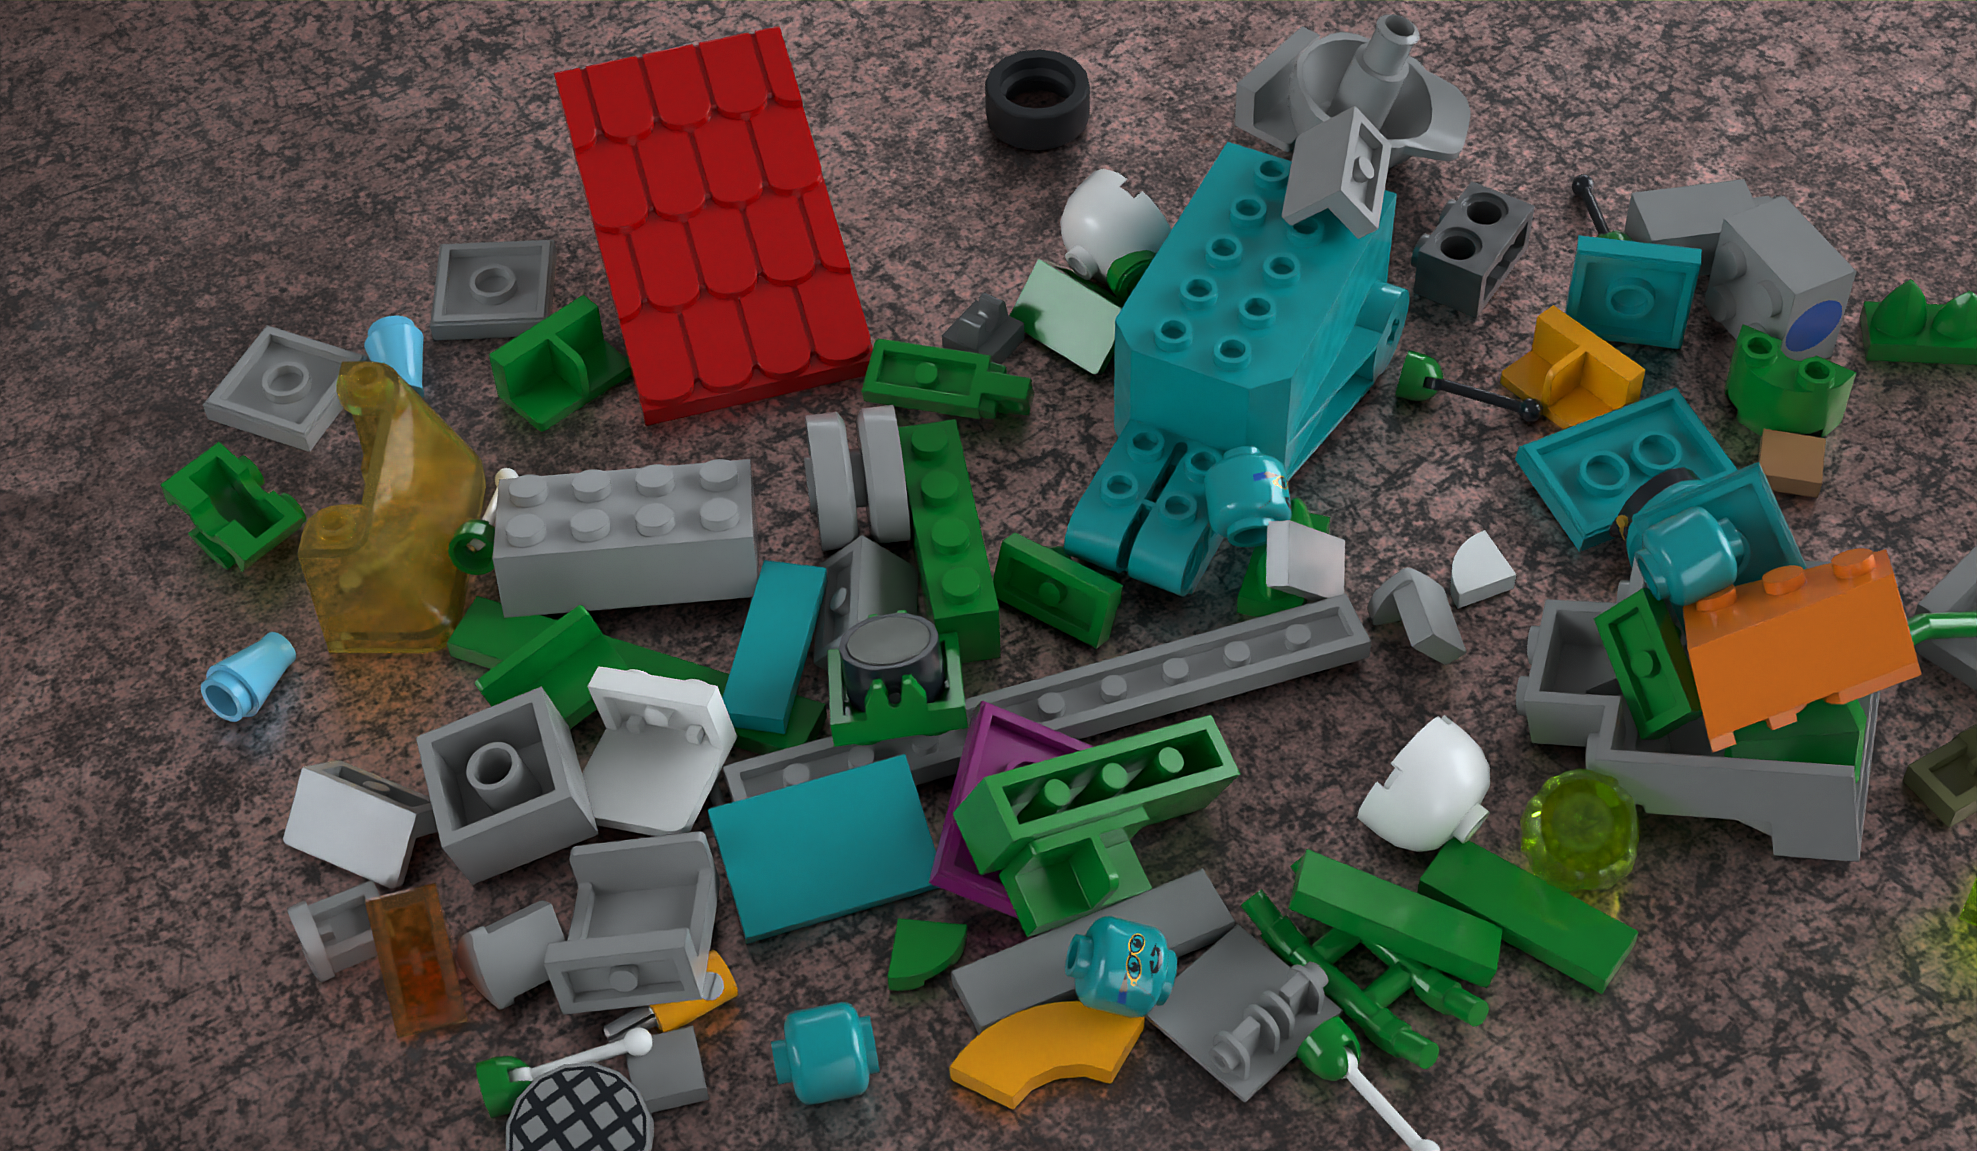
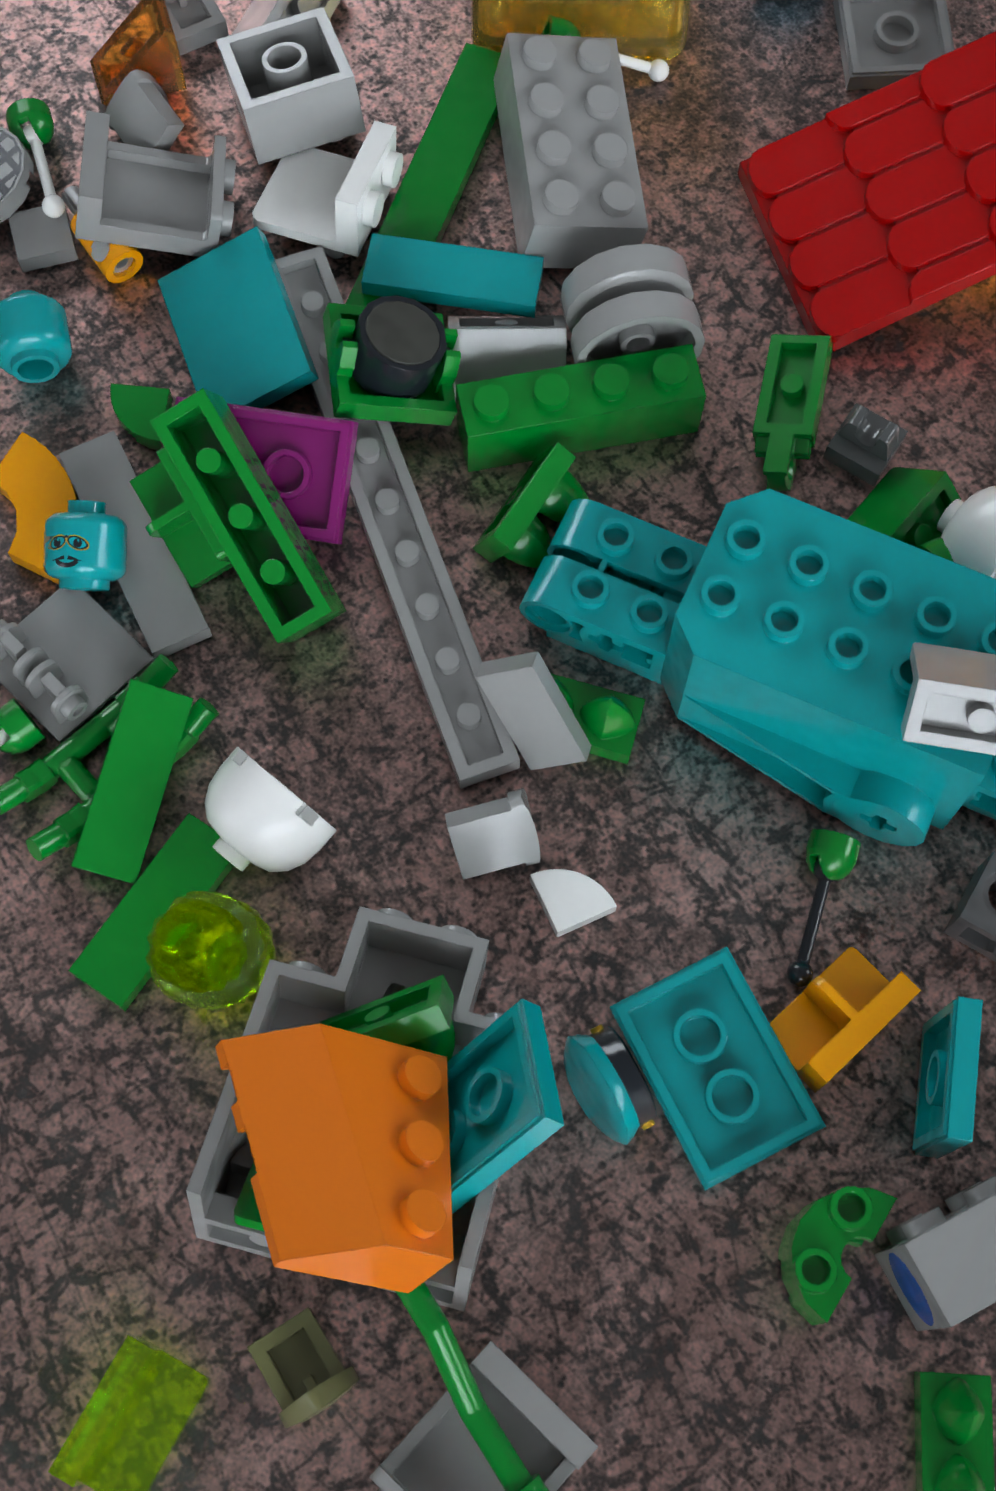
camera: 85 degrees right, 20 degrees up
(558, 365) = (790, 84): green panel -> none
(558, 661) = (421, 112): green panel -> none
(1246, 494) = (590, 643): teal head -> none
(1689, 556) = (453, 1044): teal head -> none
(1792, 462) = (735, 1250): medium nougat tile -> none

